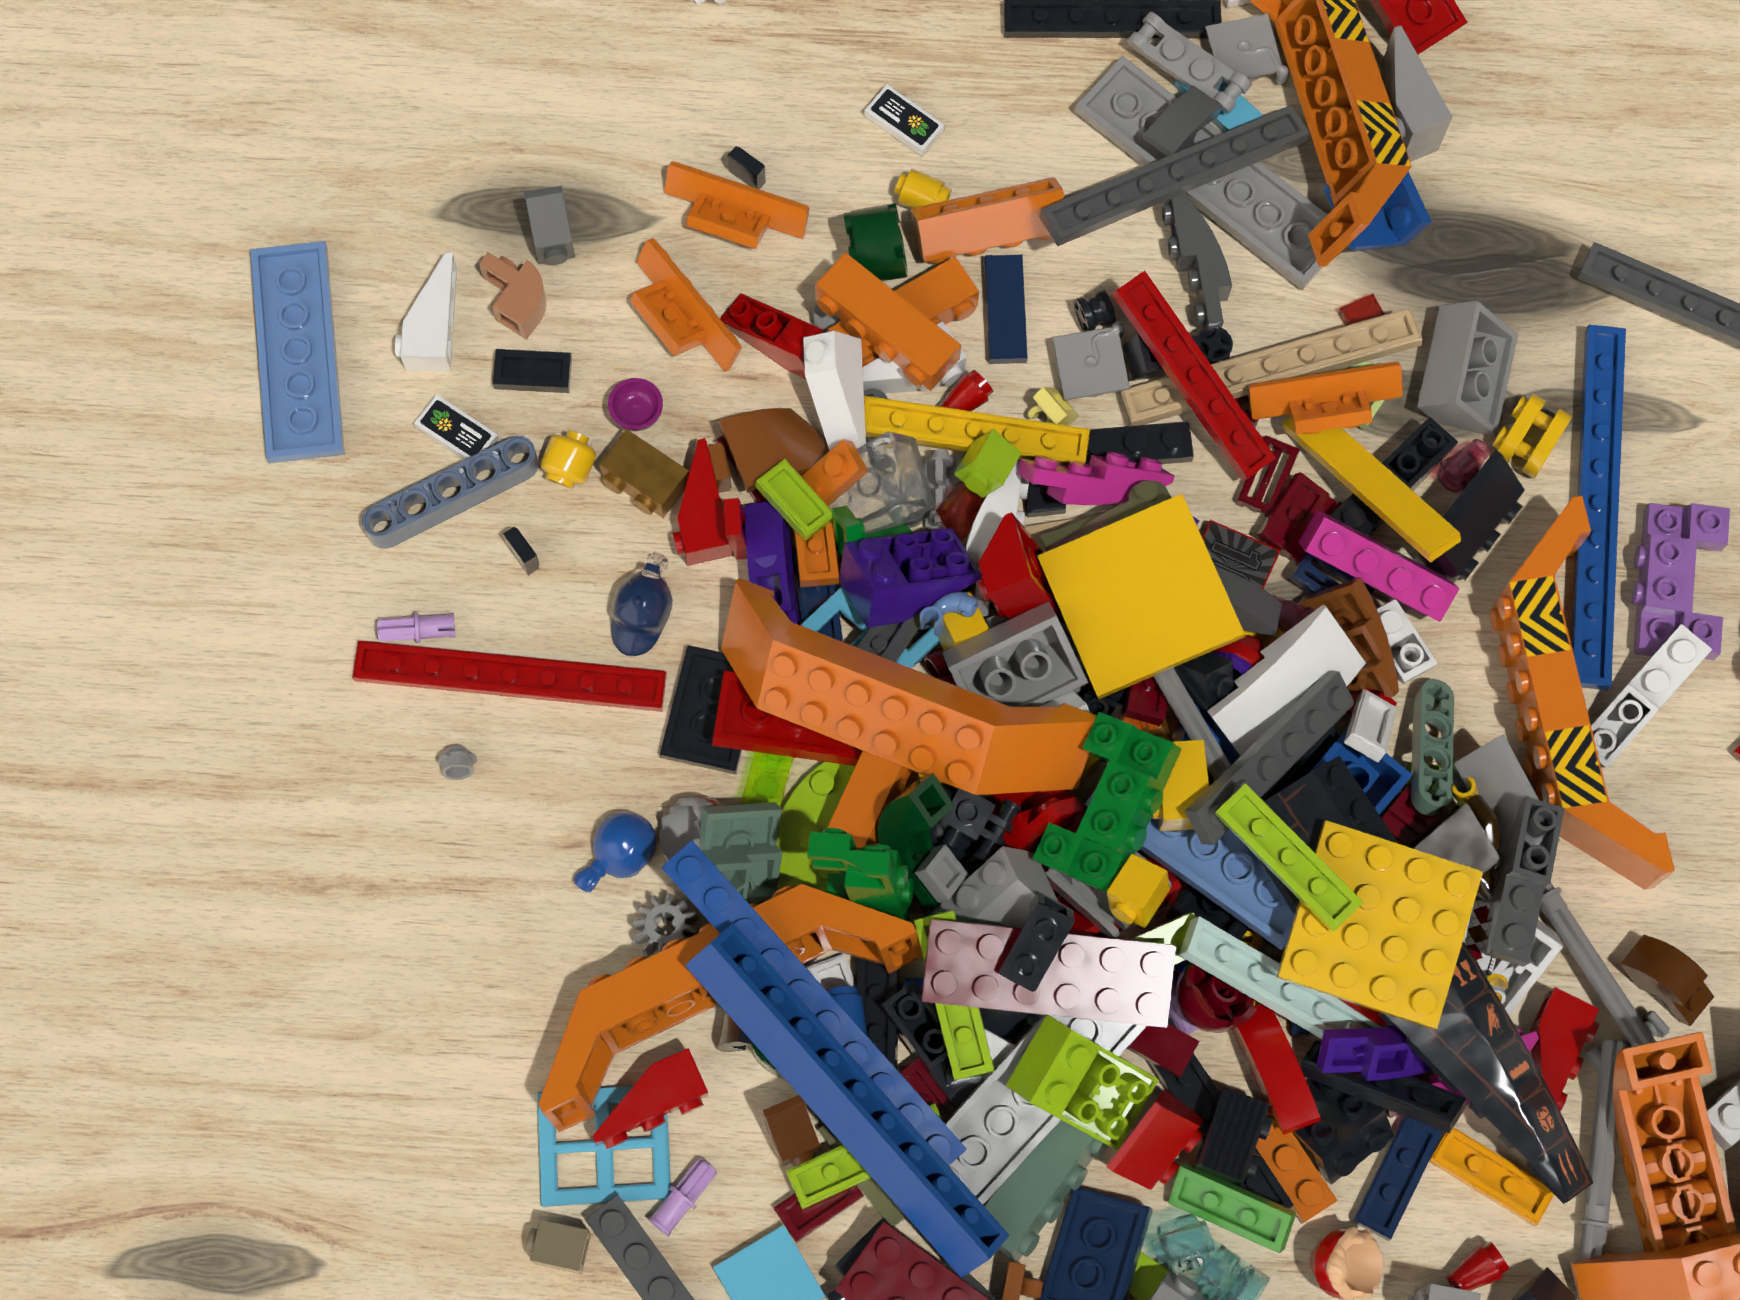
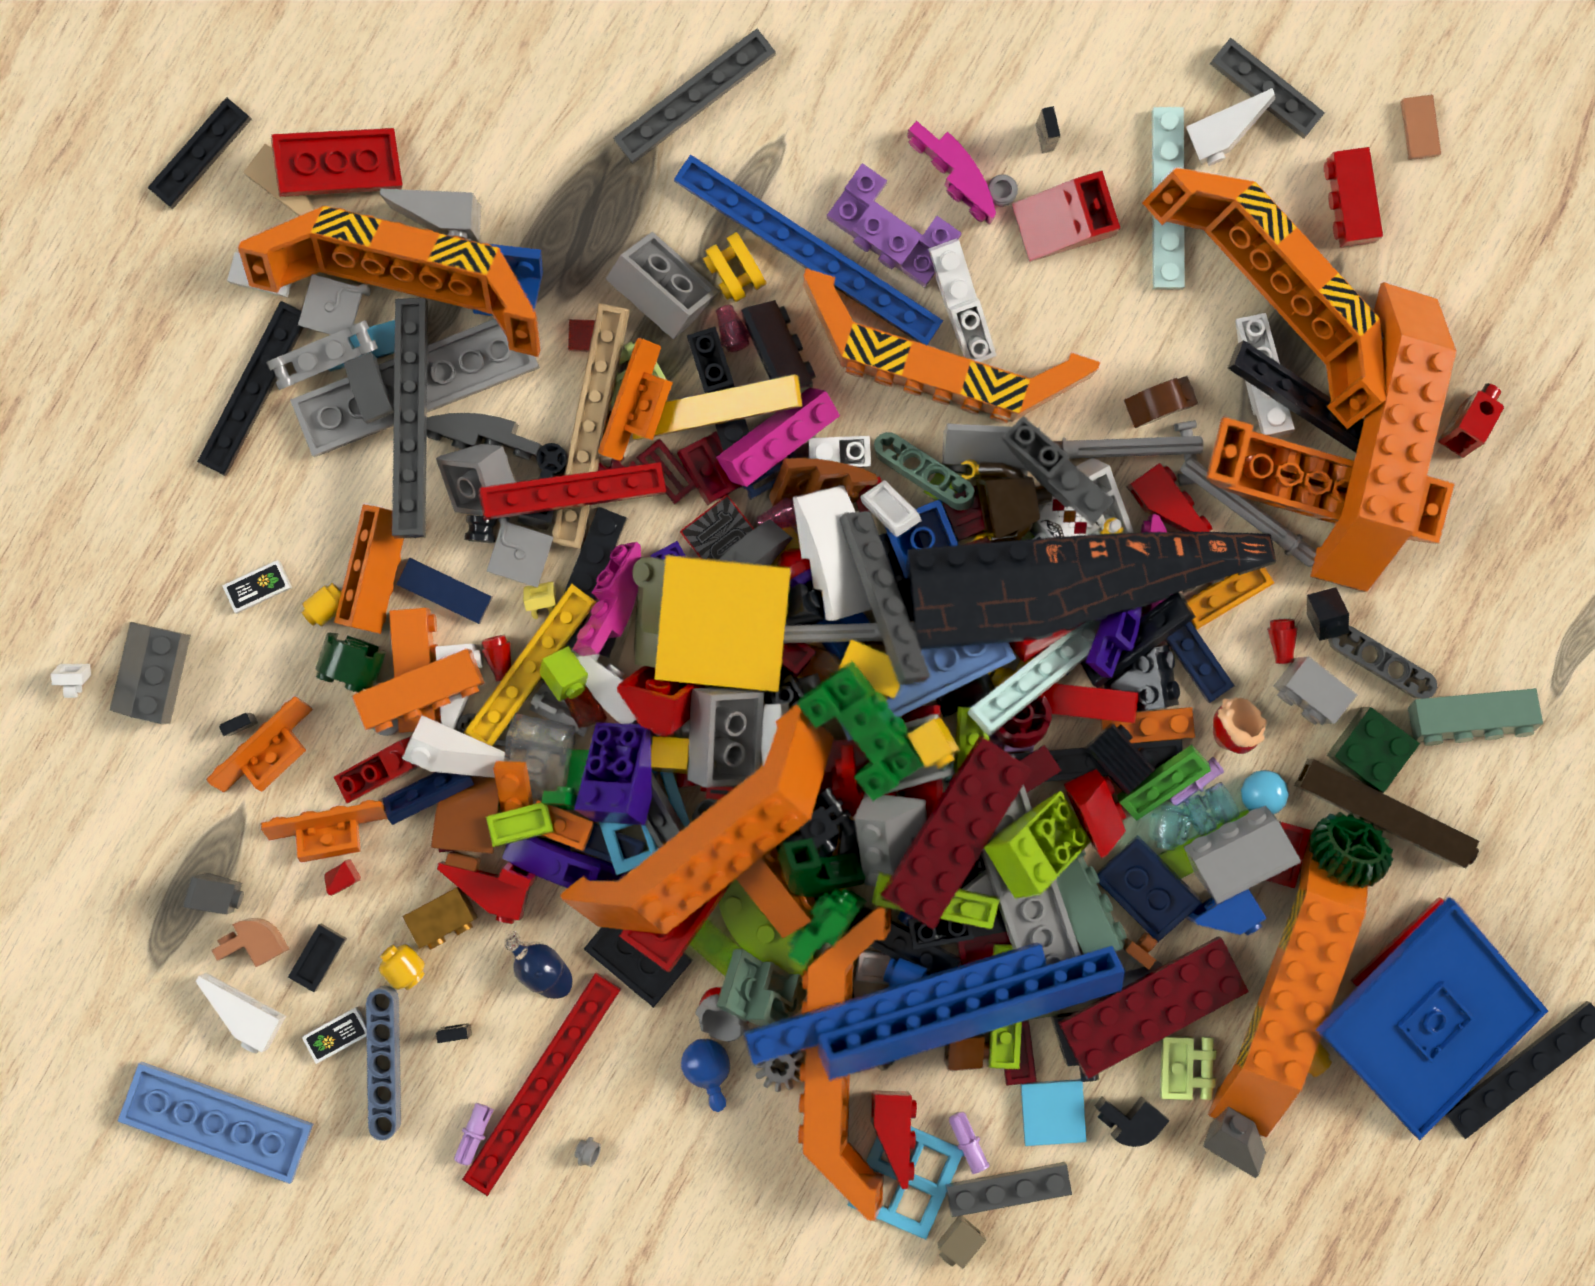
camera: 60 degrees left, 15 degrees up
(635, 353) = (341, 877): none -> red slope
(635, 404) = (384, 899): magenta piece -> none
(755, 60) = (150, 673): none -> dark grey slope
(774, 392) = (423, 794): none -> dark blue tile
(941, 873) = (846, 864): light grey plate -> none
(951, 603) = (657, 755): medium blue arm -> none
(1037, 942) = (935, 829): black bracket -> none
(1161, 262) = (471, 469): none -> light grey slope
(1252, 1252) = (1198, 785): none -> lavender axle
(1288, 857) = (969, 633): lime plate -> none
(1399, 942) = (1040, 591): yellow plate -> none

